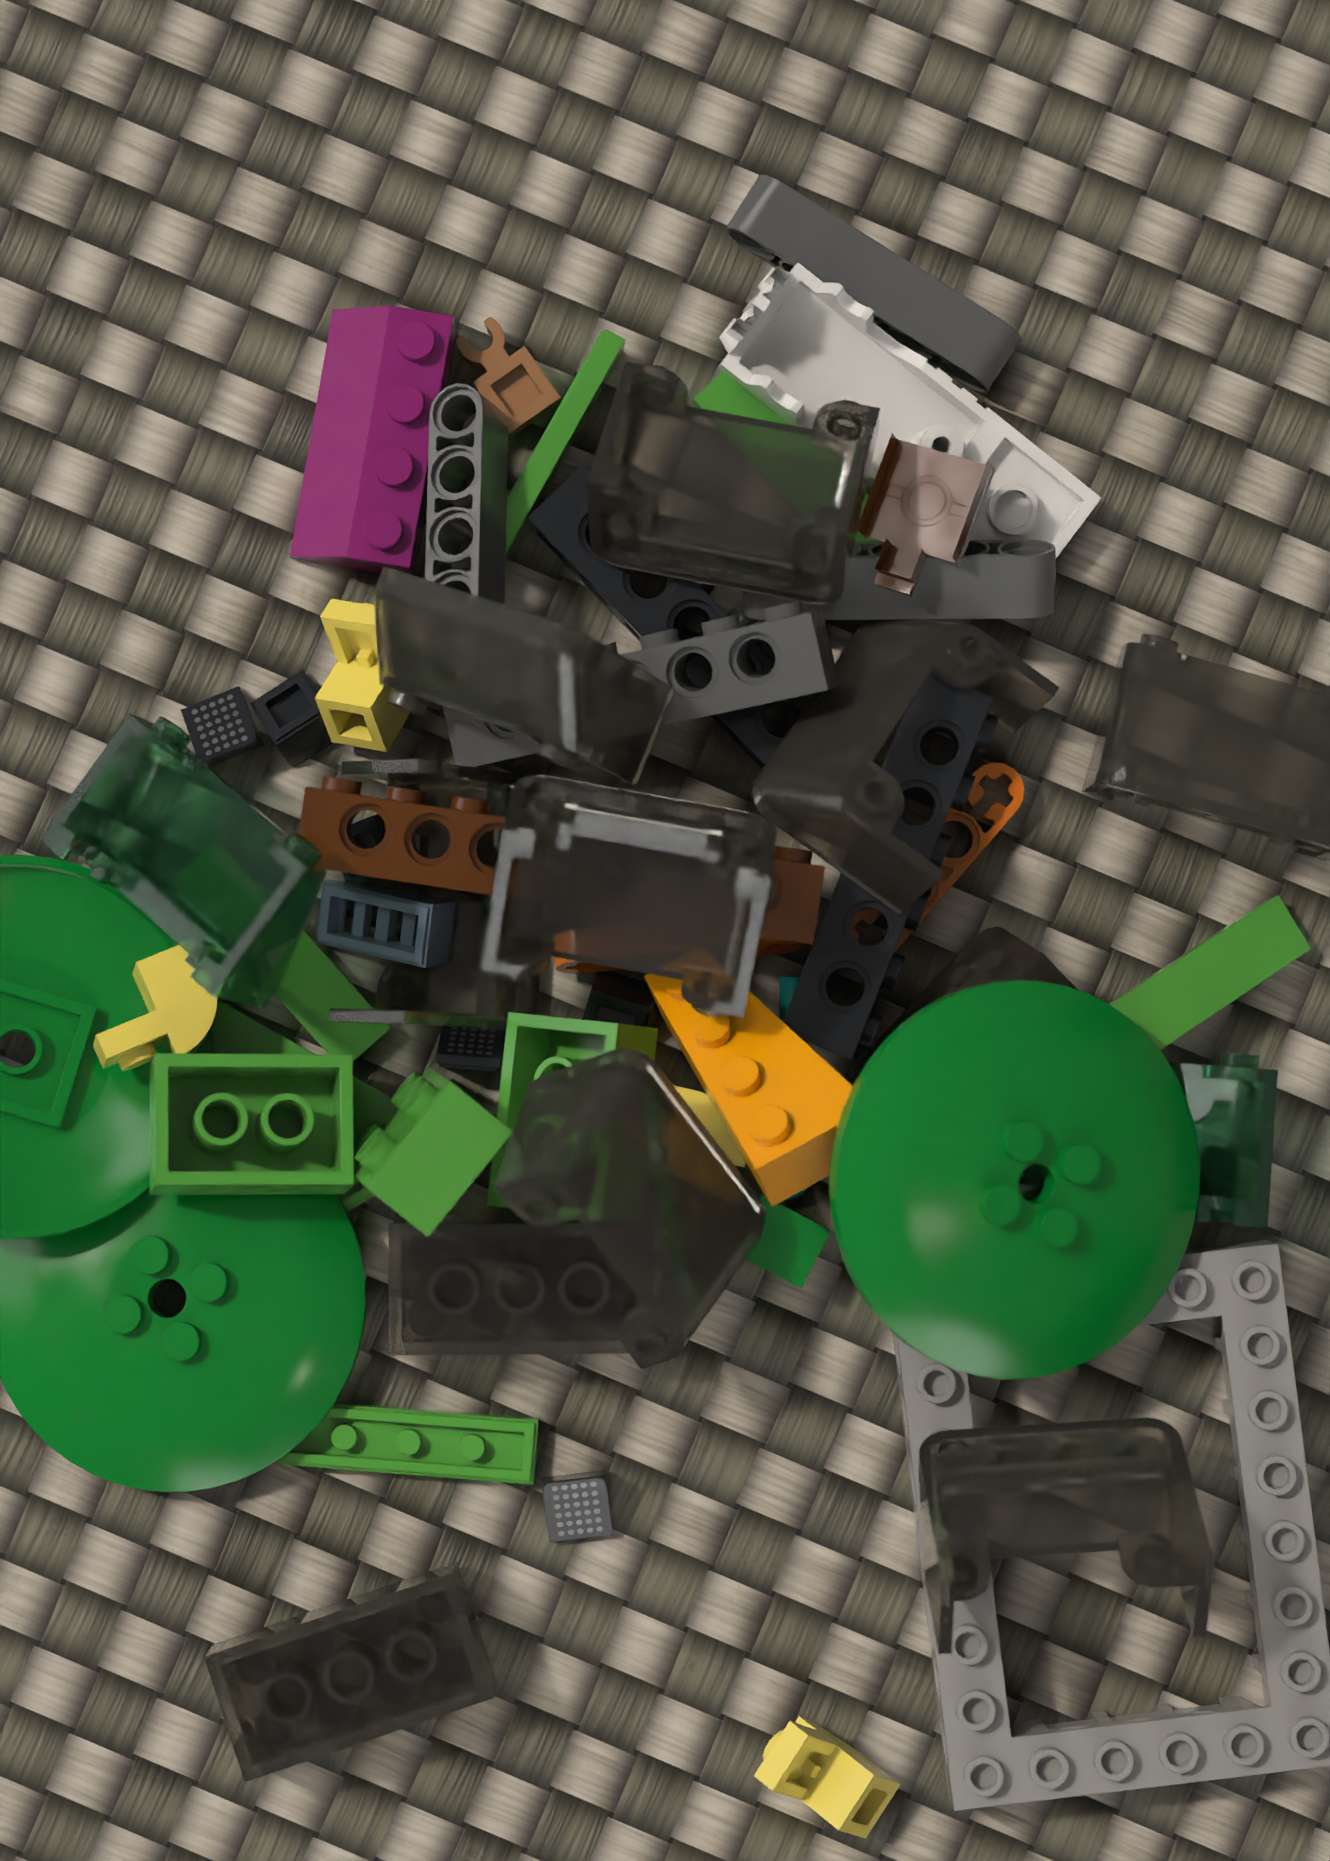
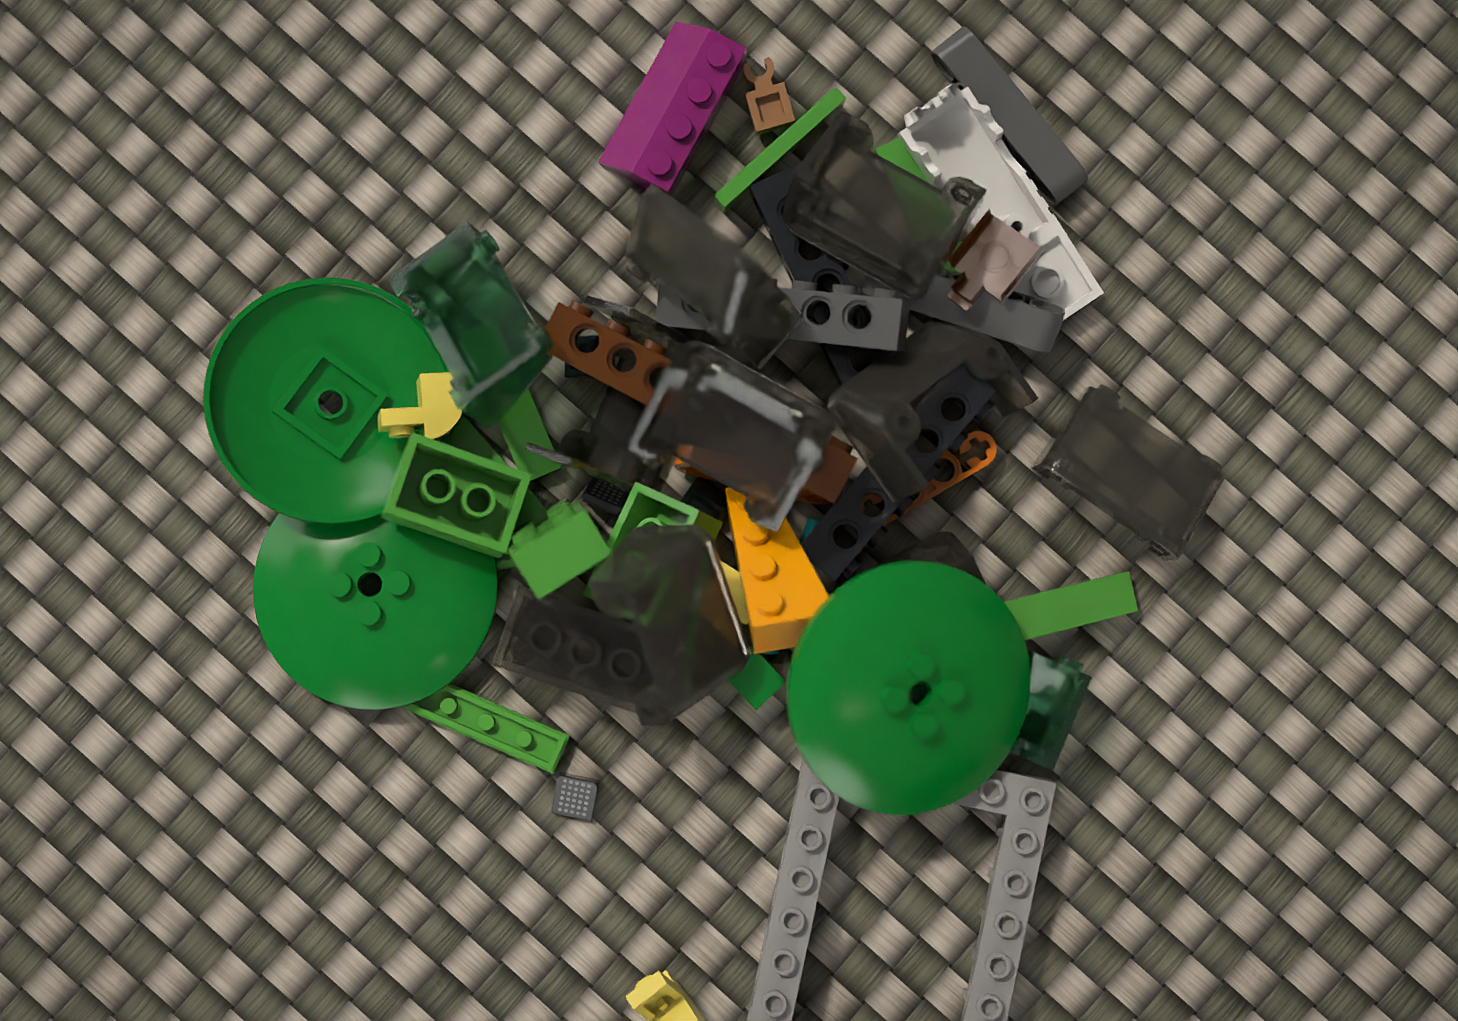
camera: 25 degrees right, 0 degrees up
(222, 727) = (521, 251): black slope -> none
(293, 719) = (569, 262): black slope -> none
(351, 696) = (606, 259): light yellow brick -> none
(351, 1672) = (403, 849): clear smoke brick -> none
(424, 931) = (603, 412): sand blue slope -> none
(479, 508) = (719, 170): dark grey beam -> none
(1061, 1494) = (871, 890): clear smoke windscreen -> none

